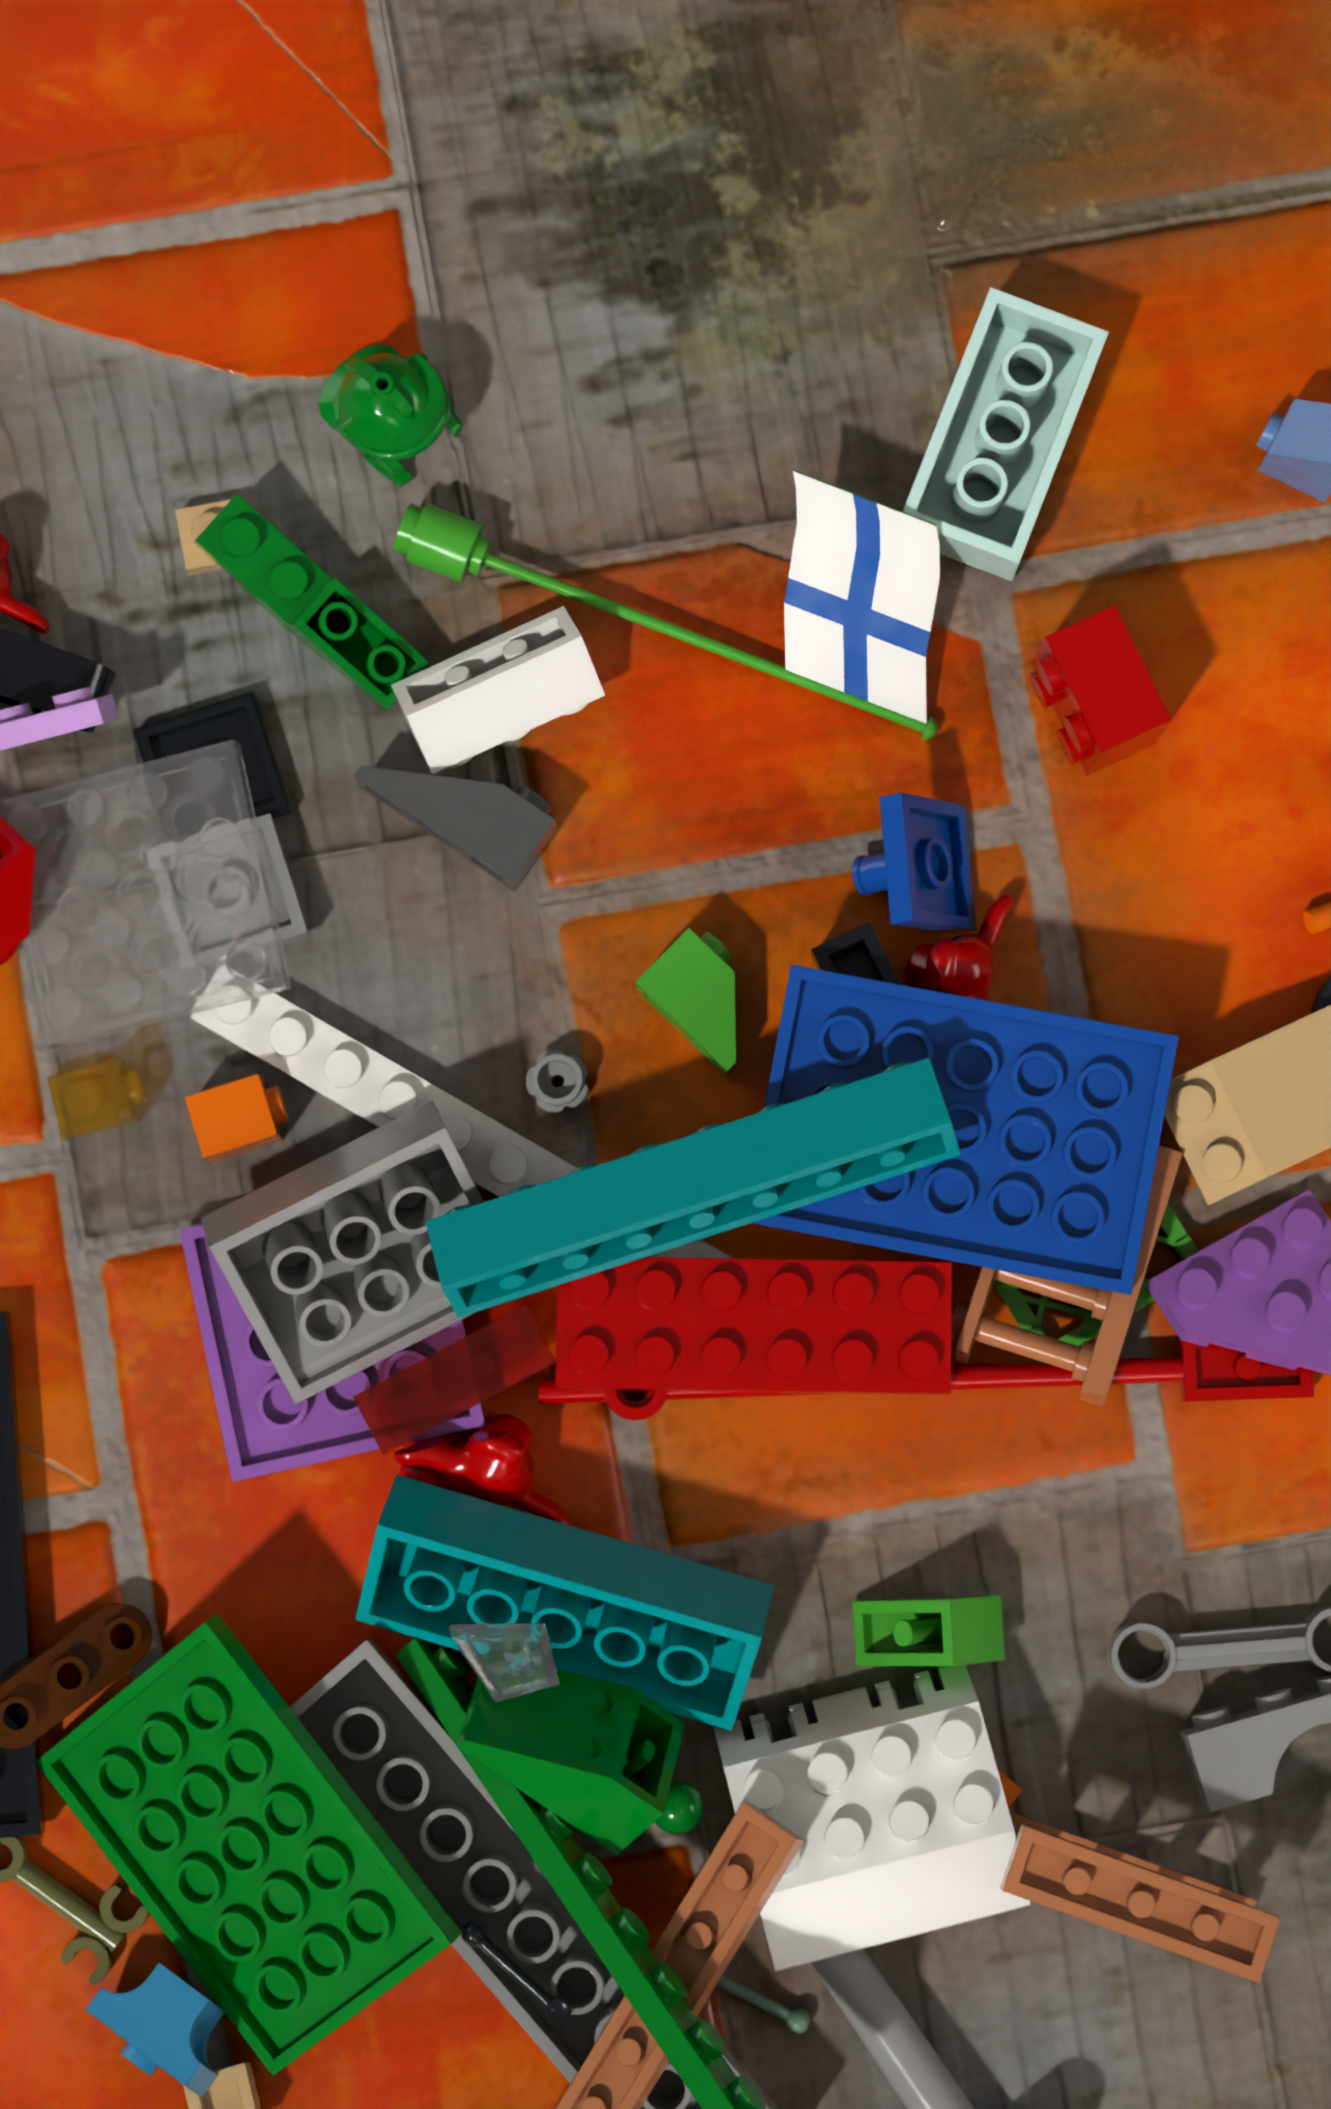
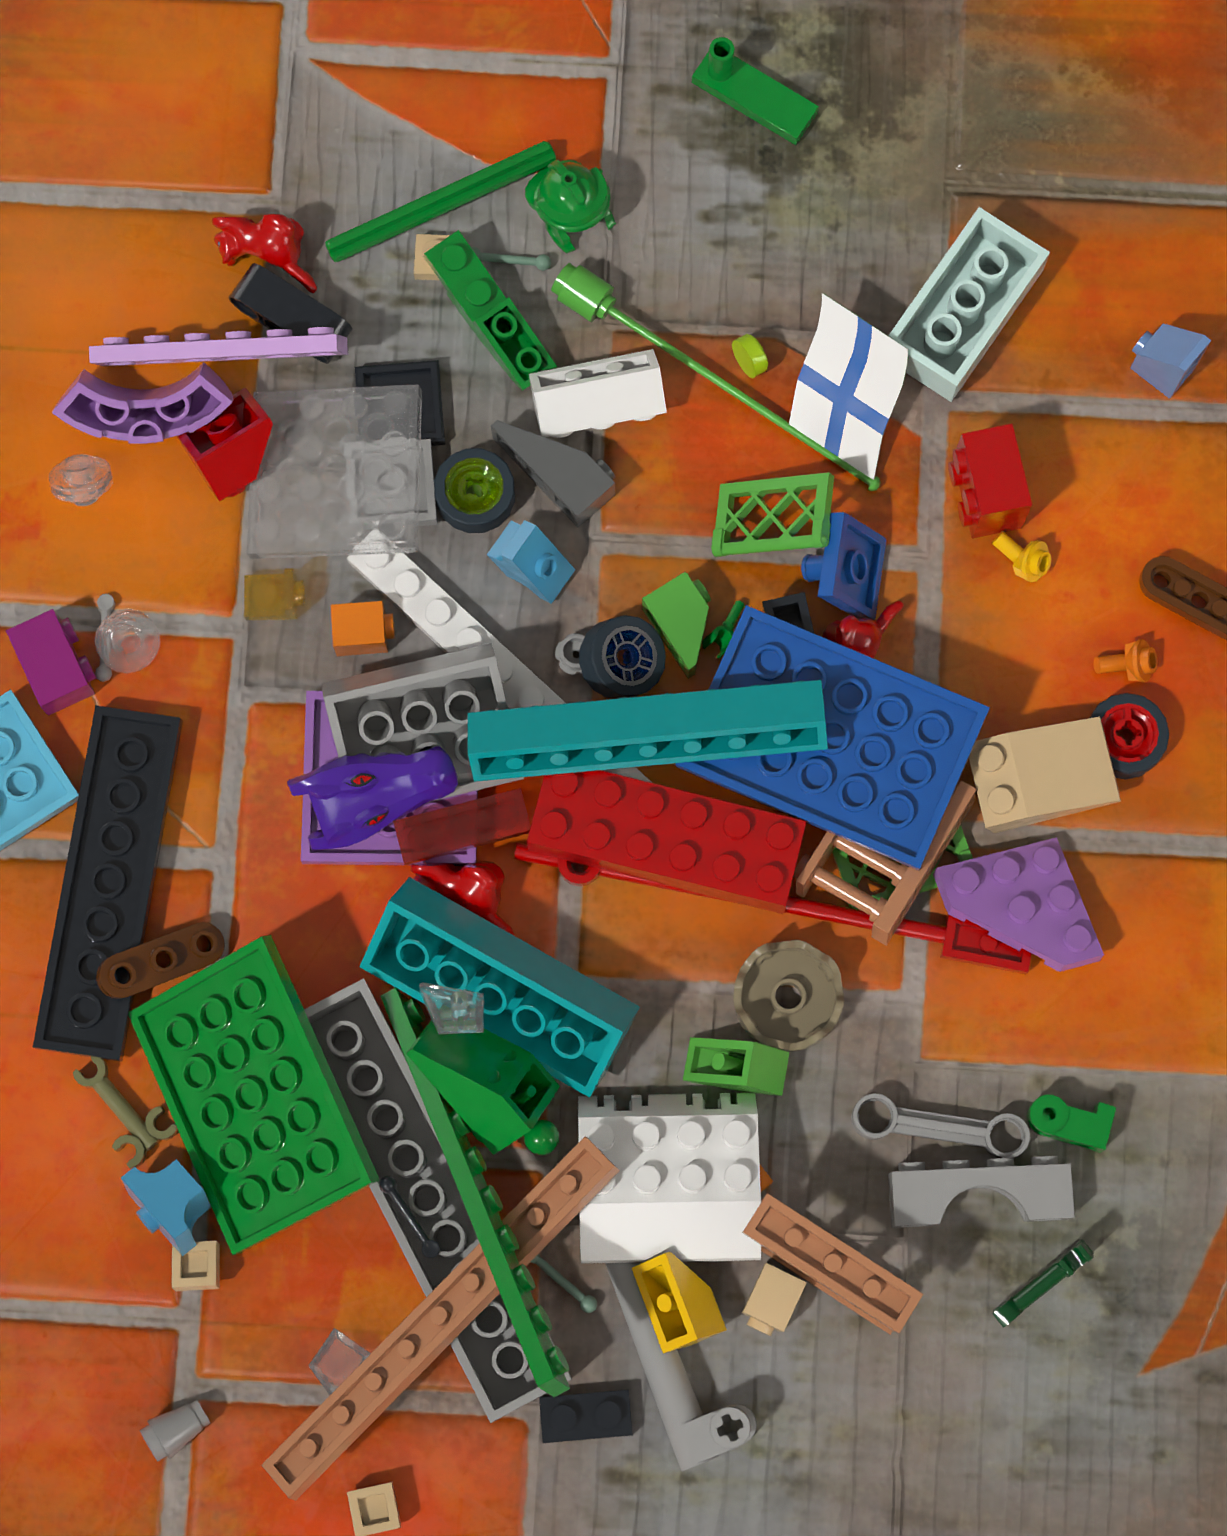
camera: 15 degrees right, 5 degrees down
(199, 451) = (440, 201): none -> green axle
(304, 1367) = (367, 792): none -> dark purple animal
(352, 907) = (466, 510): none -> wheel
(369, 508) = (542, 262): none -> sand green hinge
(460, 960) = (531, 559): none -> dark azure brick
(619, 183) = (753, 92): none -> green piece
(653, 1061) = (643, 657): none -> wheel
(706, 580) = (750, 355): none -> lime tile
(764, 1002) = (723, 633): none -> green hand
(862, 798) = (818, 511): none -> bright green window
(927, 1998) = (677, 1302): none -> yellow slope
(1026, 1519) = (795, 965): none -> dark tan plate
(1058, 1957) = (772, 1300): none -> tan brick
(1178, 793) = (1025, 560): none -> yellow plate

